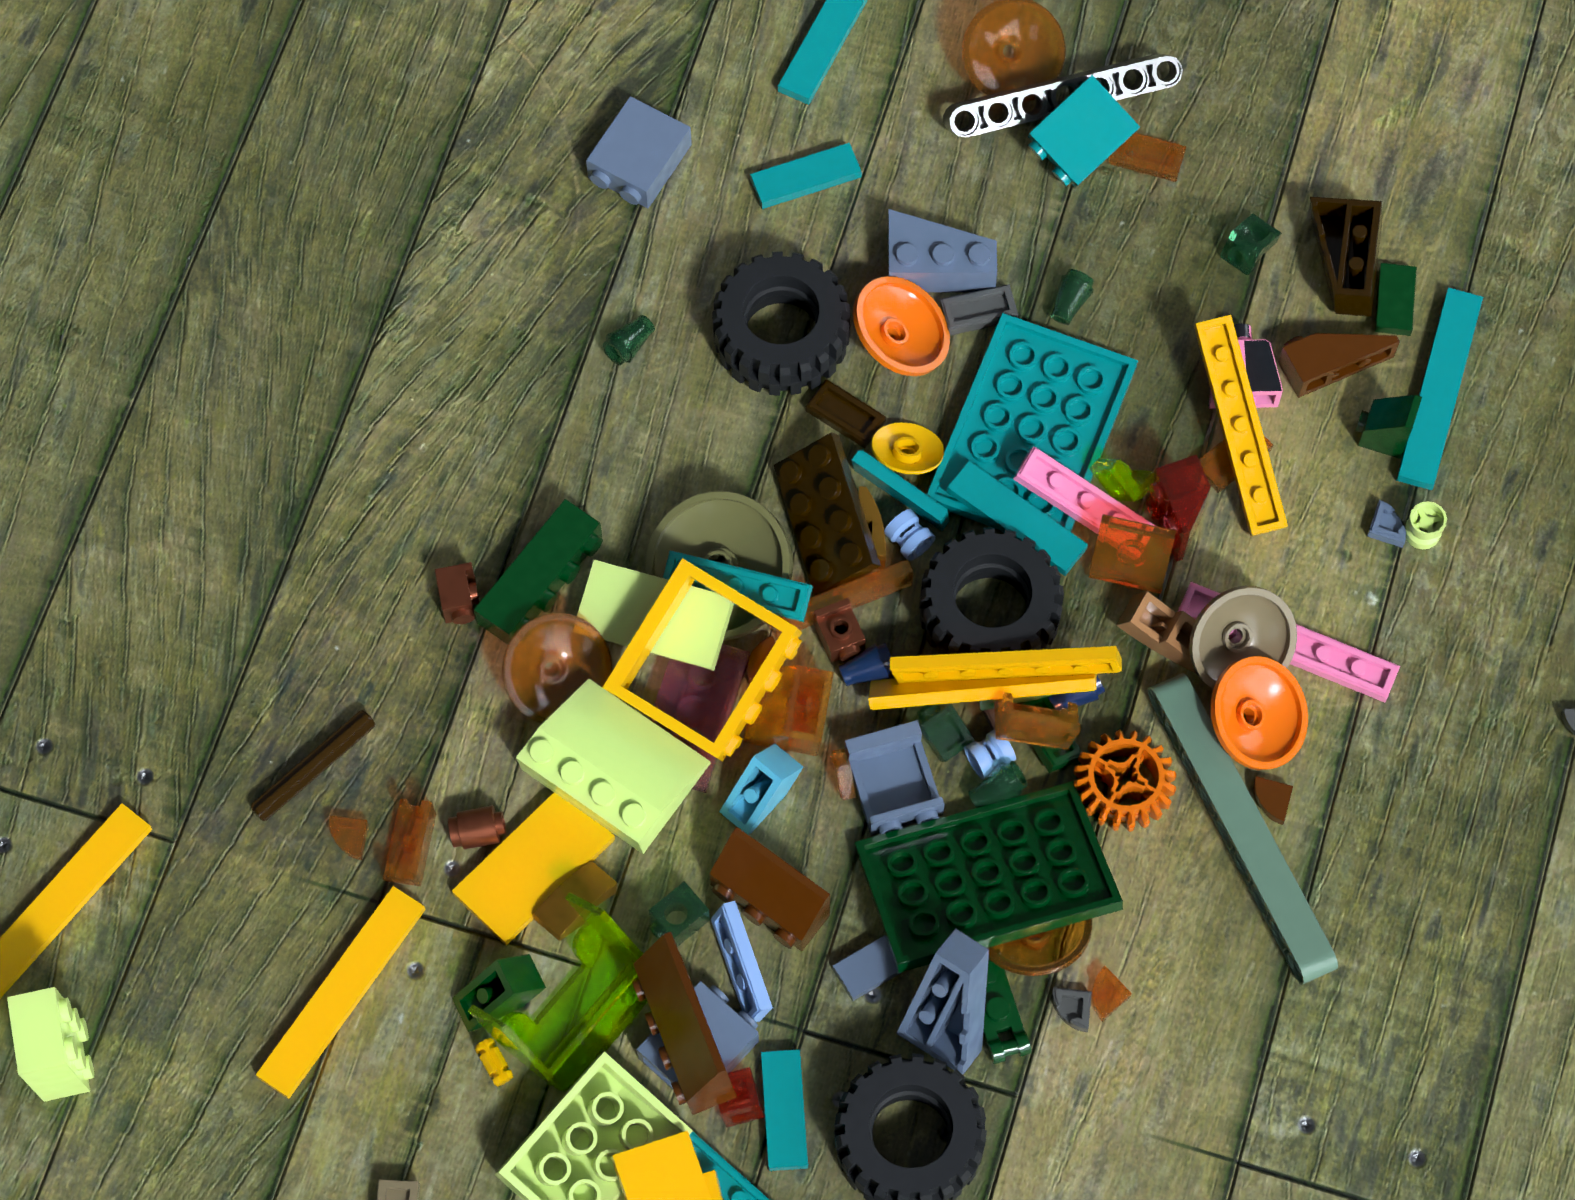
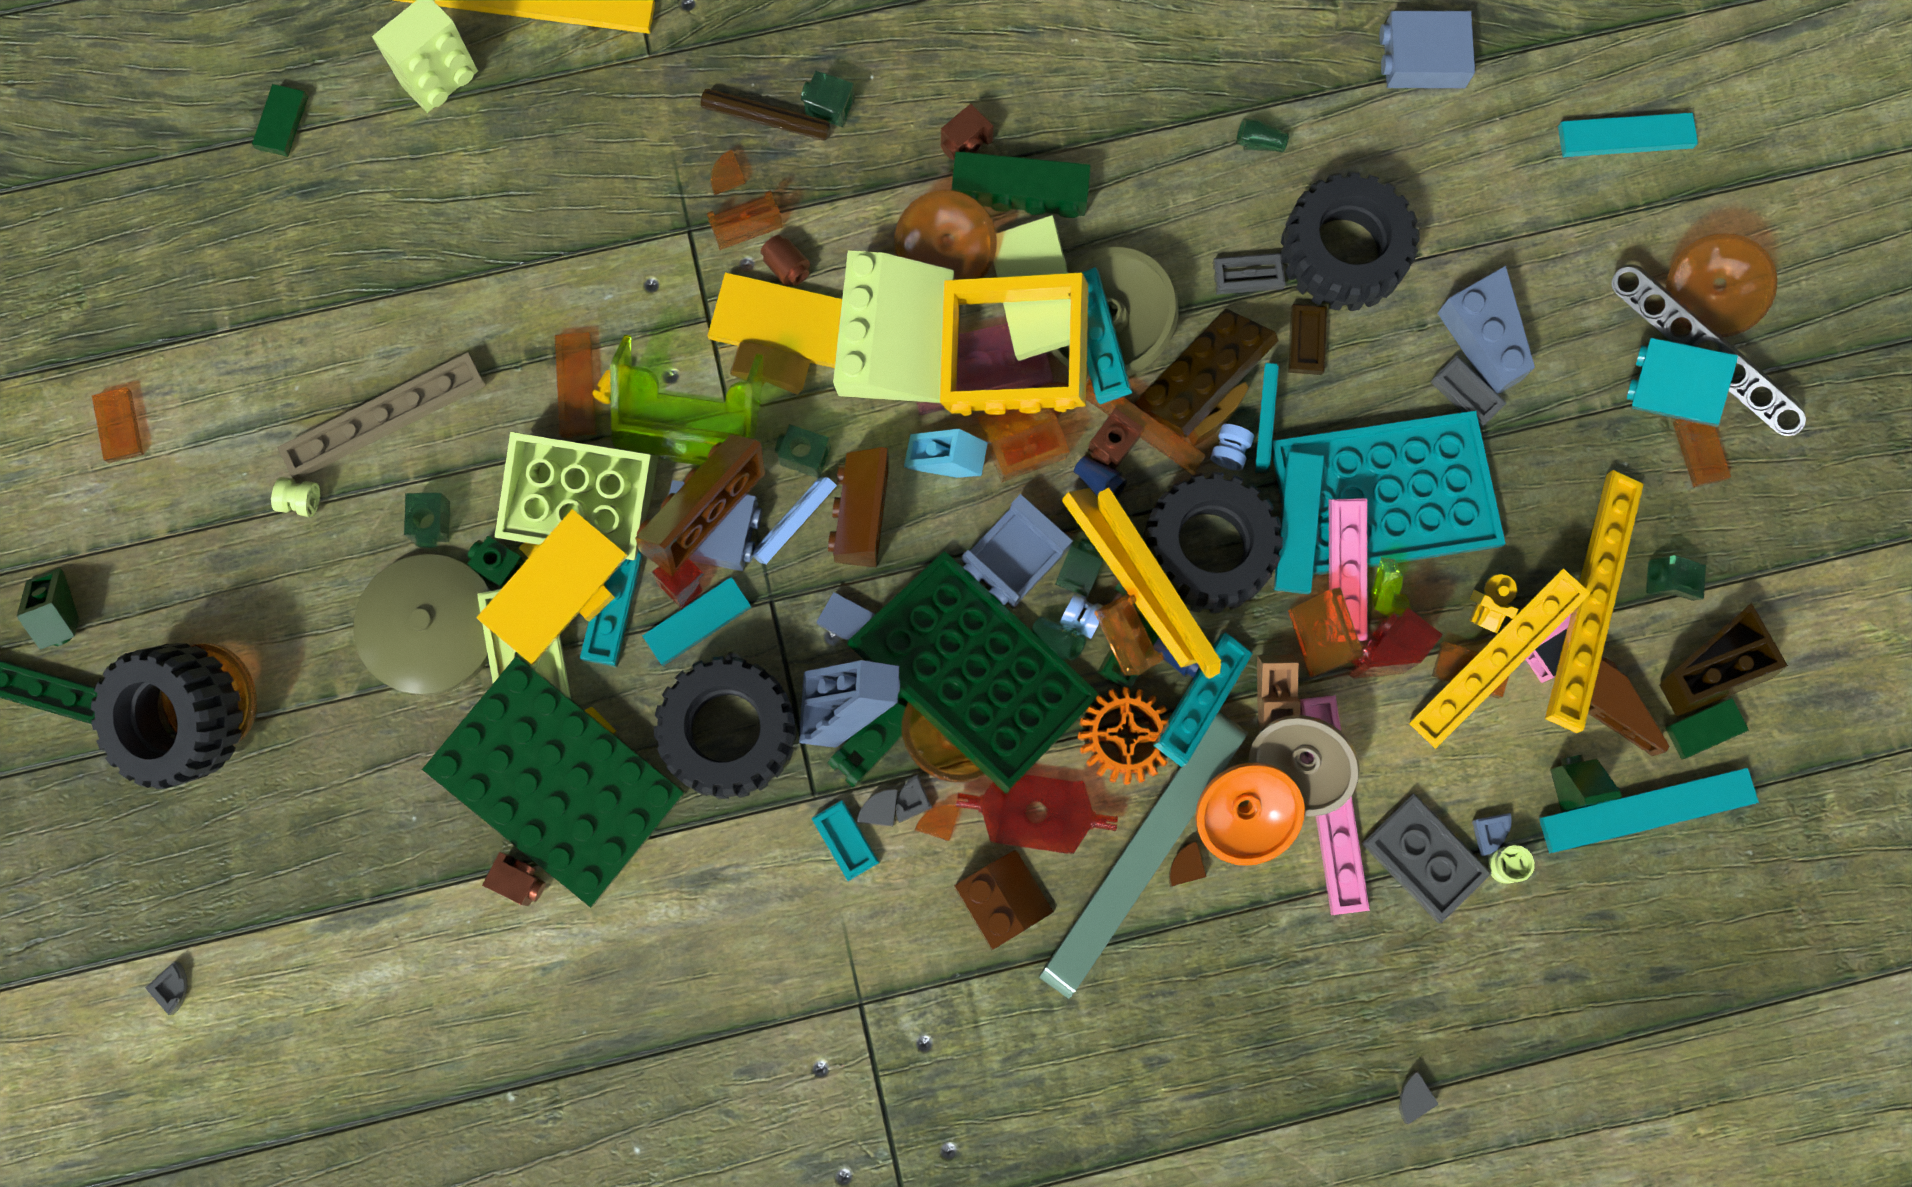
camera: 55 degrees right, 10 degrees up
(338, 697) = (828, 98): none -> clear green brick
(340, 992) = (601, 240): yellow tile -> none
(473, 1097) = (575, 384): none -> clear orange tile
(500, 989) = (666, 353): dark green slope -> none
(739, 451) = (1249, 286): none -> dark grey tile
(805, 175) = (1496, 189): teal tile -> none
(843, 773) = (996, 510): clear orange tile -> none
(901, 326) = (1423, 338): orange dish -> none
(907, 448) = (1305, 403): yellow dish -> none
(1065, 1040) = (879, 809): none -> dark grey tile
(1071, 295) = (1529, 458): clear green cone -> none
(1077, 1089) = (845, 840): none -> teal tile
(1137, 700) = (1202, 702): none -> teal tile
(1171, 877) = (1066, 820): none -> clear red plate
(1191, 405) = (1493, 605): none -> yellow hips
(1214, 977) = (1003, 899): none -> reddish brown slope
(1254, 334) = (1591, 619): none -> yellow tile
(1379, 593) = (1426, 858): none -> dark grey tile

